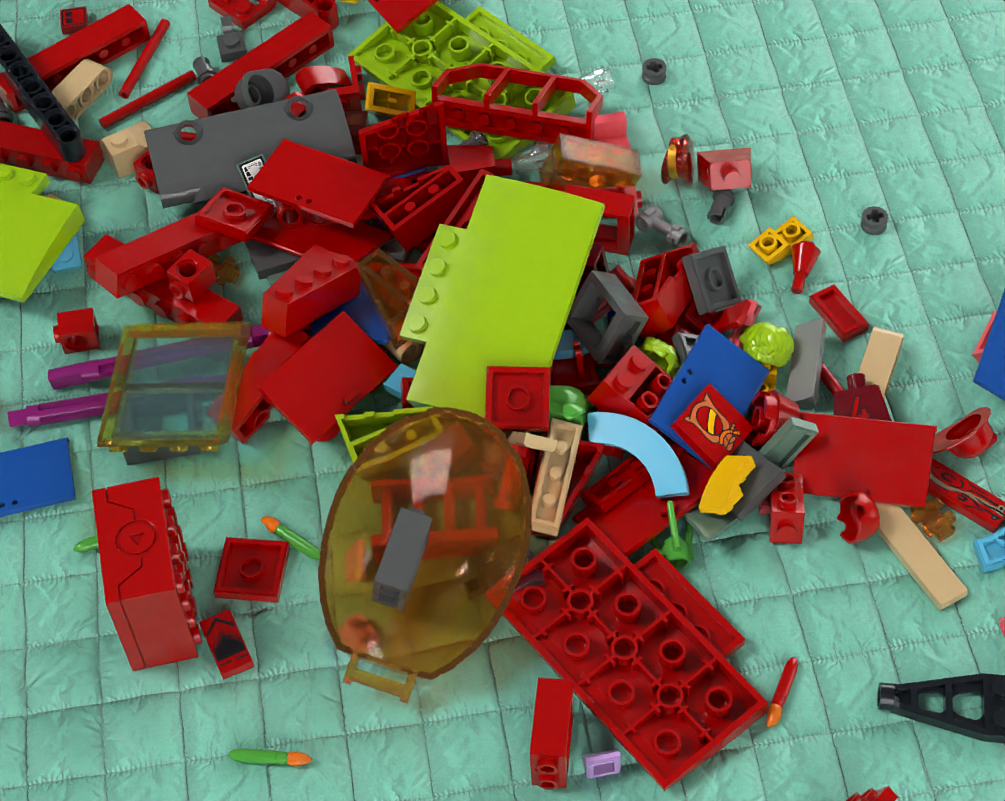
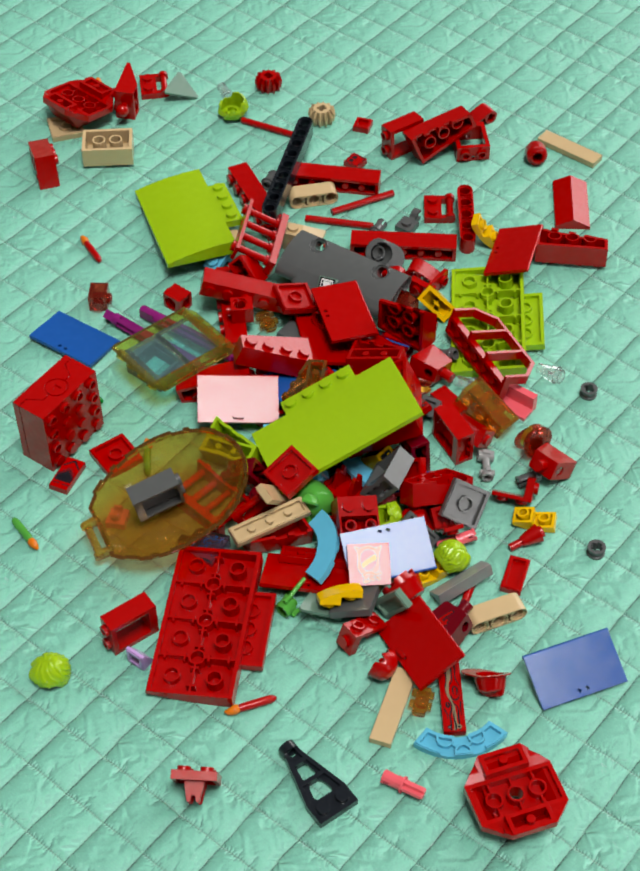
camera: 45 degrees right, 5 degrees down
(111, 159) = (276, 237): none -> red fence
(129, 225) = (247, 267): none -> red torso
(746, 216) = (531, 489): none -> red bracket

